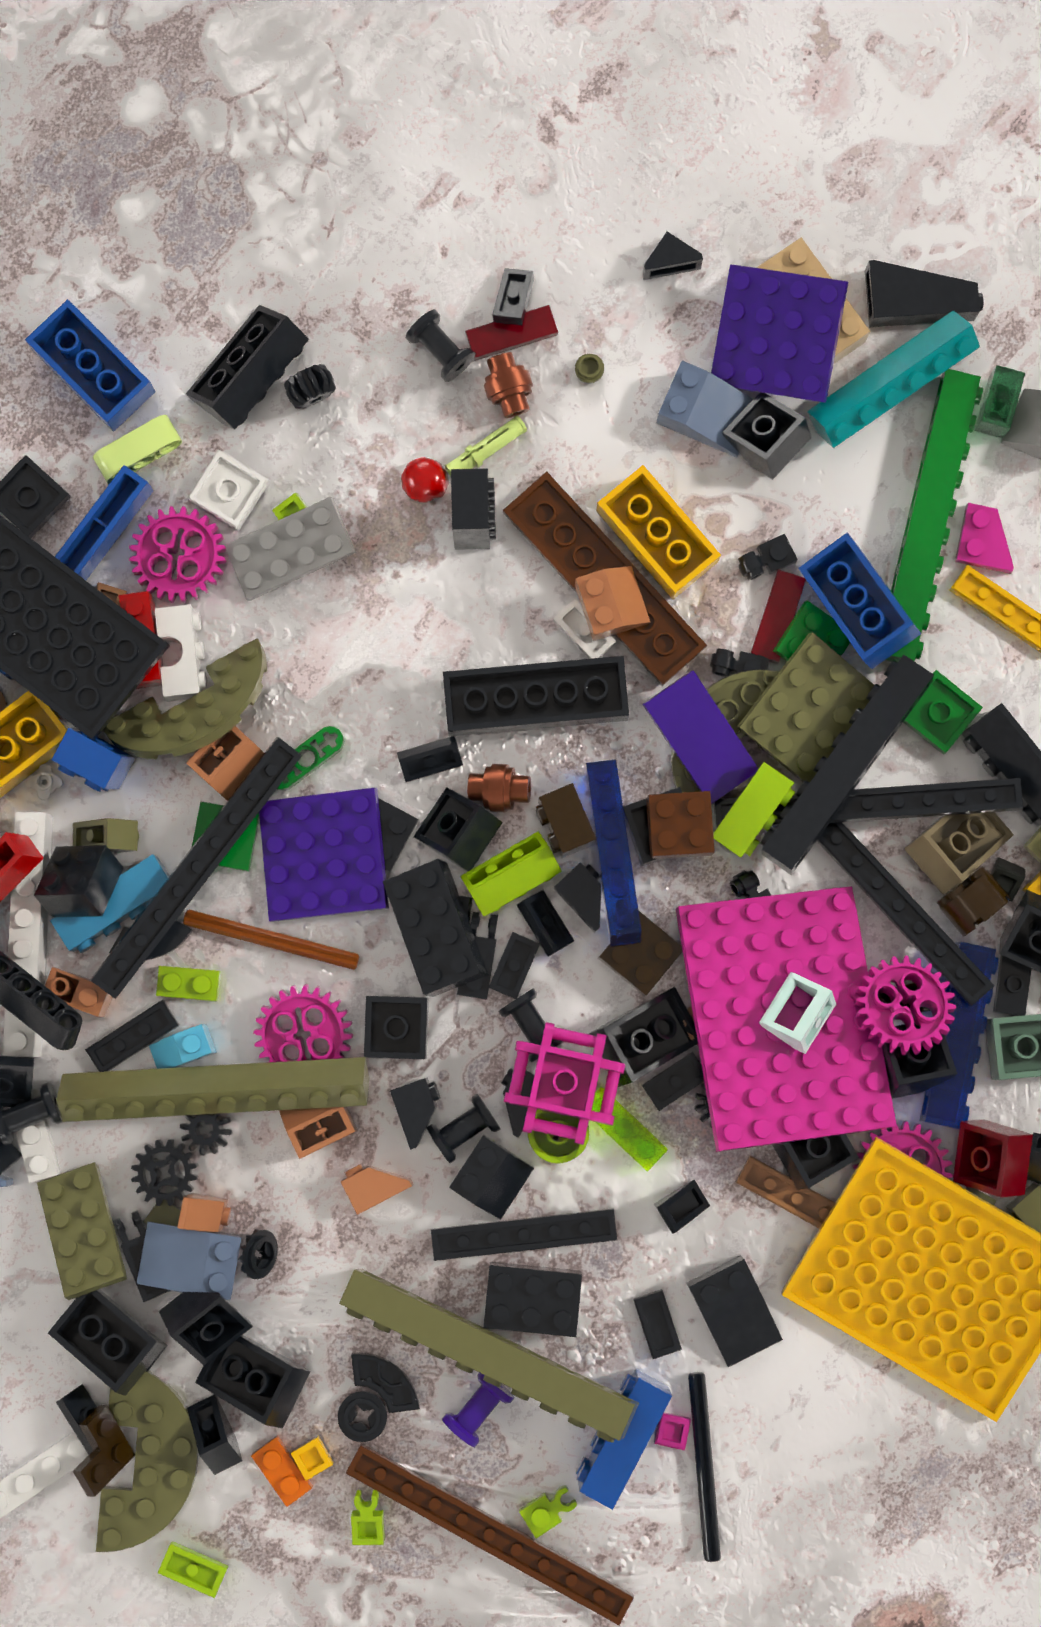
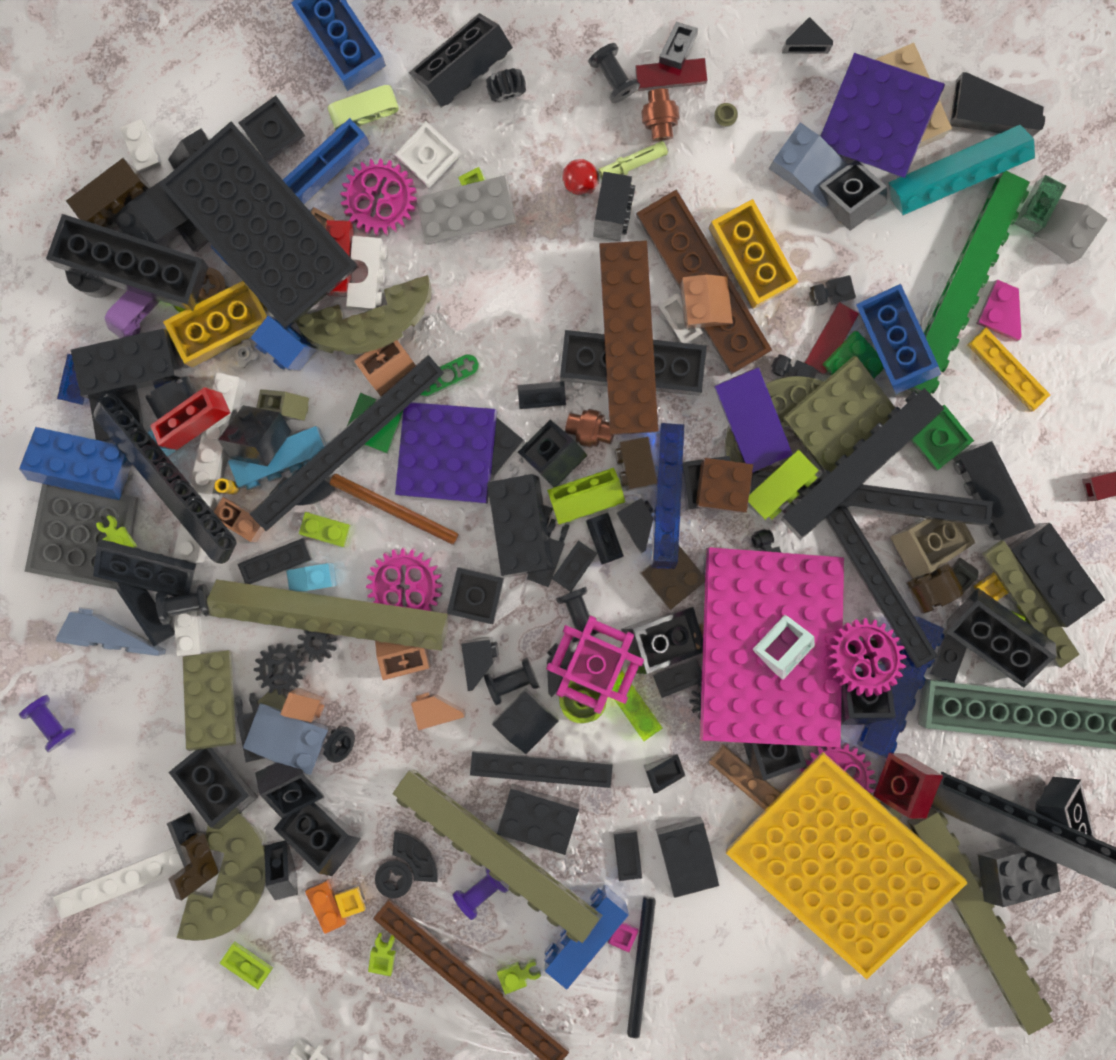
camera: 10 degrees right, 5 degrees up
(55, 953) = (226, 486): none -> yellow piece
(524, 666) = (628, 337): none -> reddish brown plate

